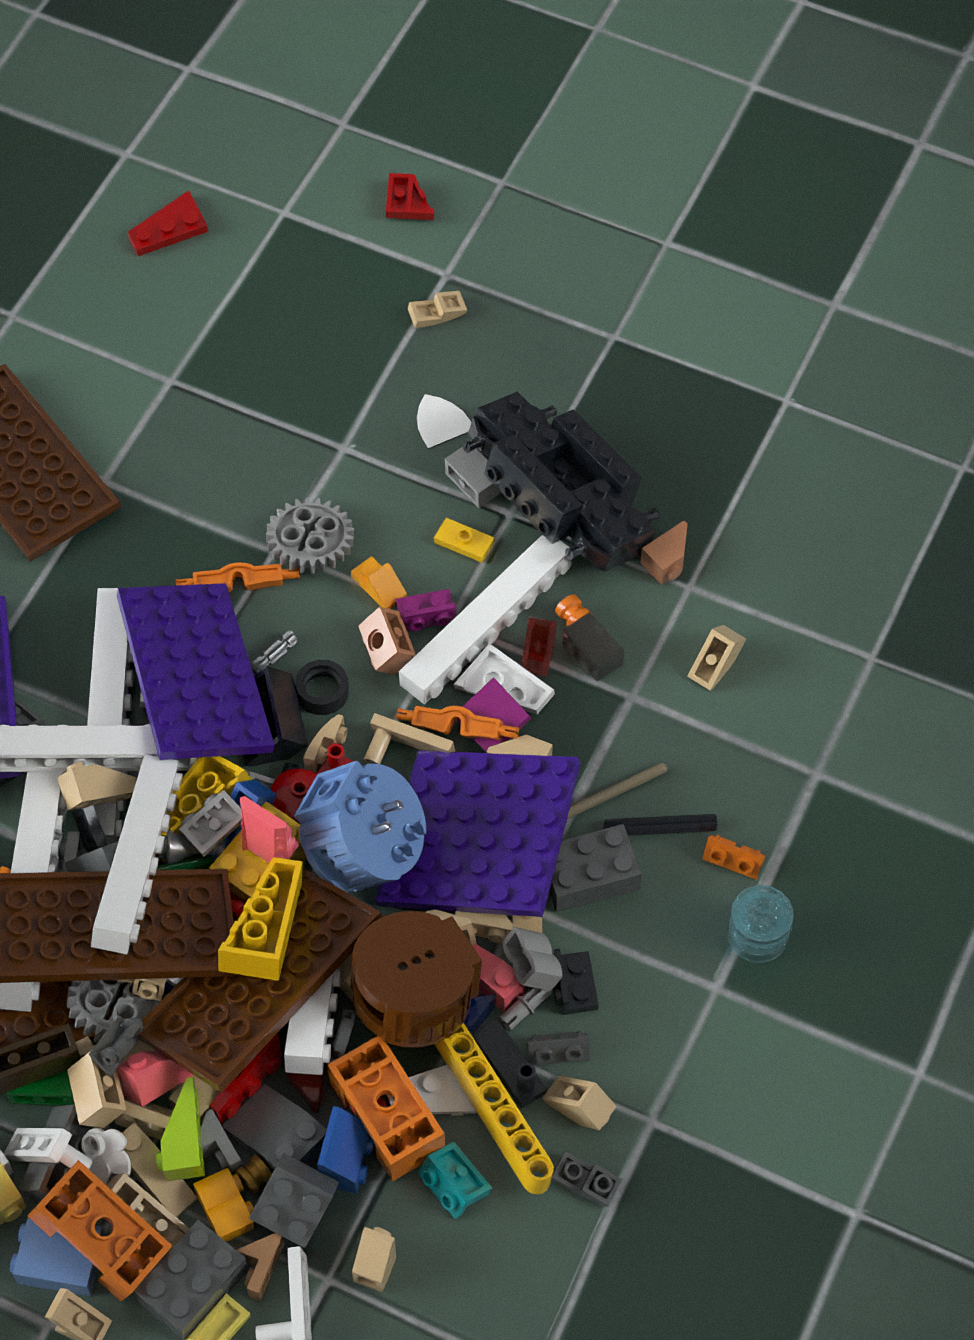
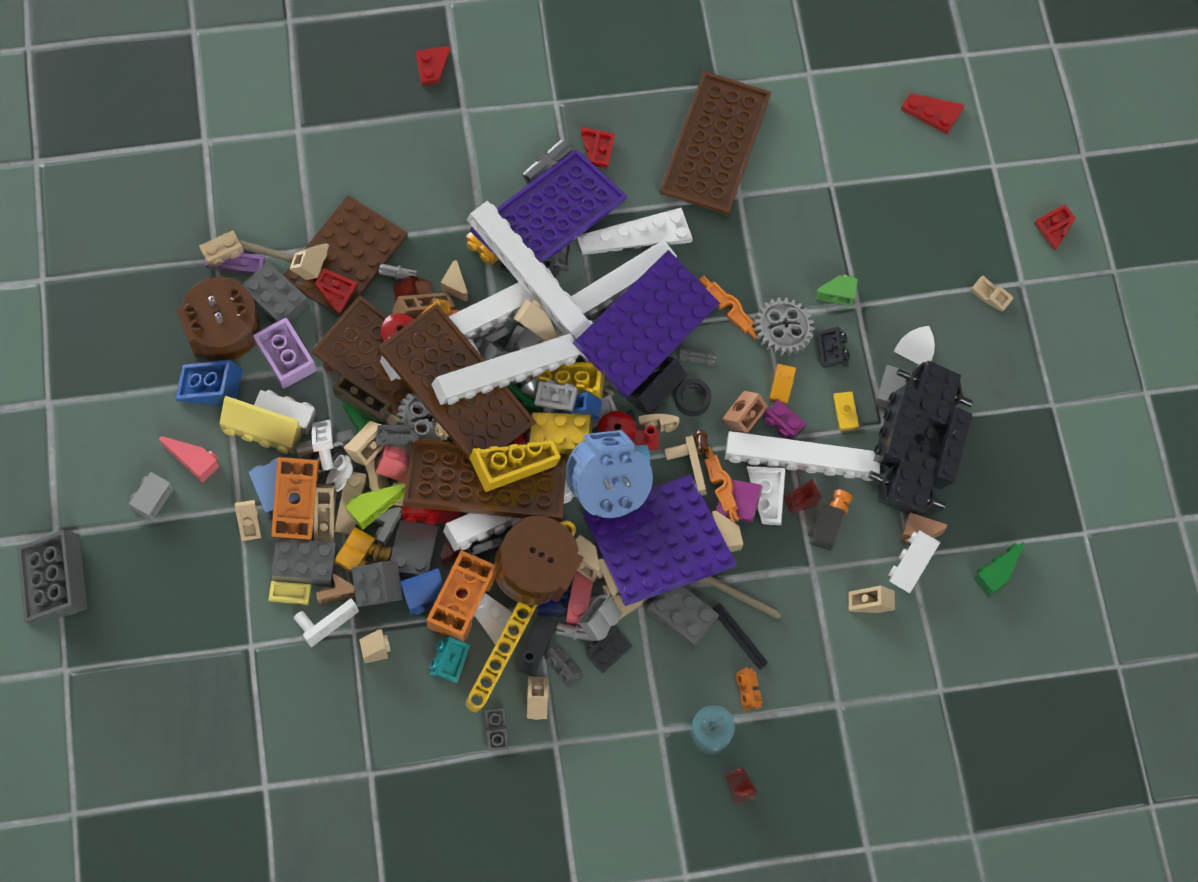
camera: 50 degrees right, 10 degrees up
(61, 617) = (637, 233): none -> white wing
(265, 833) = (564, 427): coral slope -> none
(313, 451) = (839, 290): none -> bright green slope
(376, 503) = (833, 347): none -> black bracket
(381, 708) = (700, 438): none -> reddish brown pin
(703, 580) = (913, 560): none -> white brick
(776, 508) = (998, 573): none -> green slope
(848, 938) = (740, 786): none -> clear red slope

